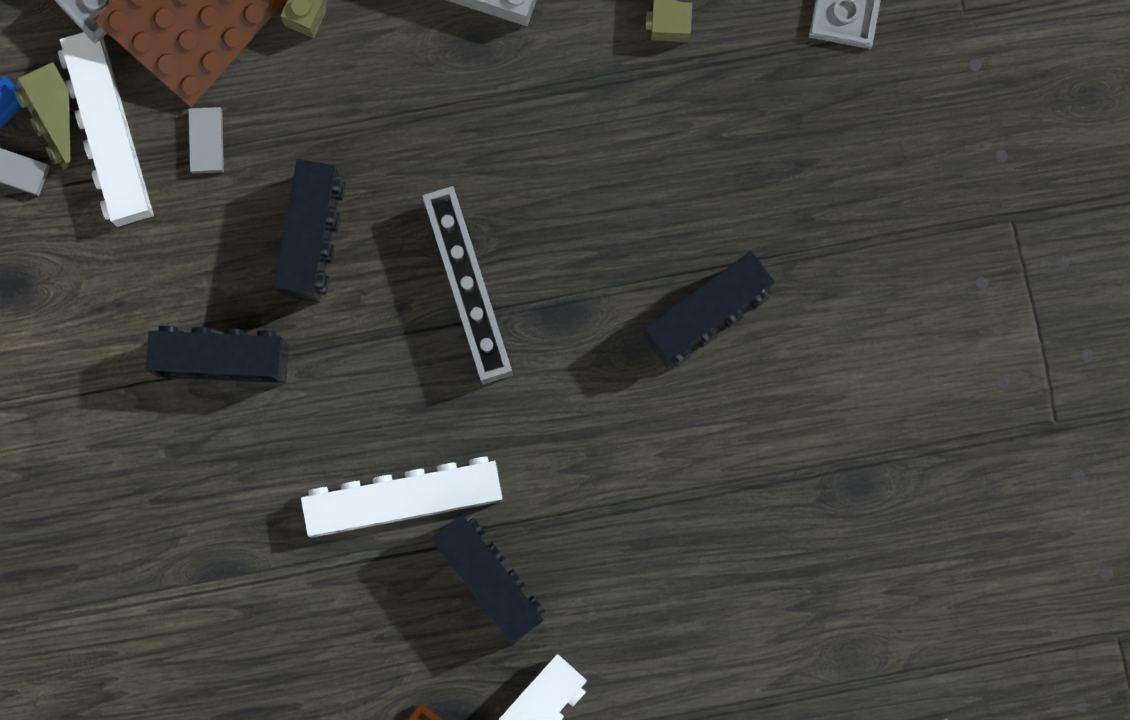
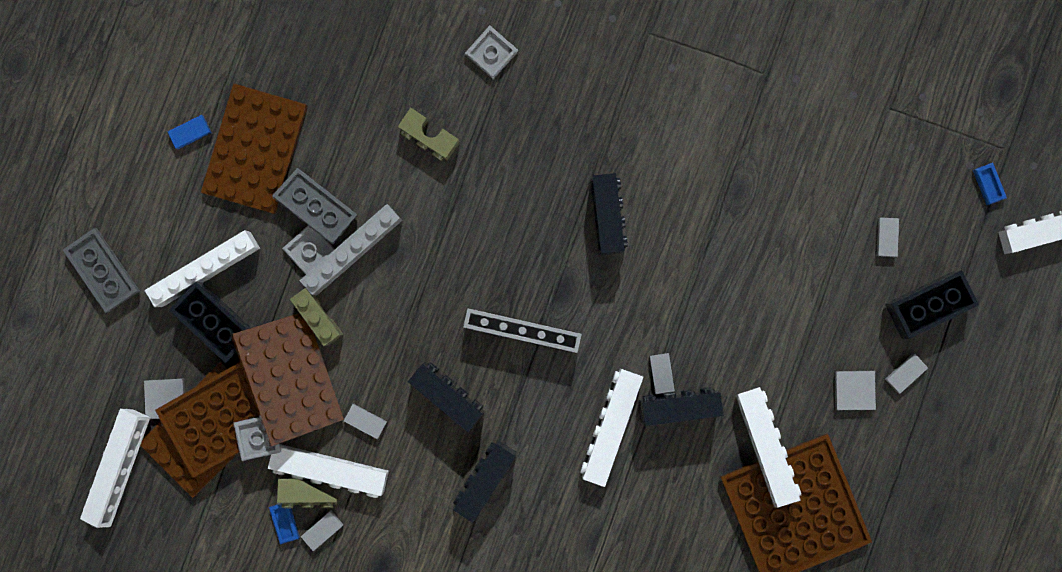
camera: 60 degrees left, 5 degrees up
(524, 528) = (661, 373): none -> light grey tile

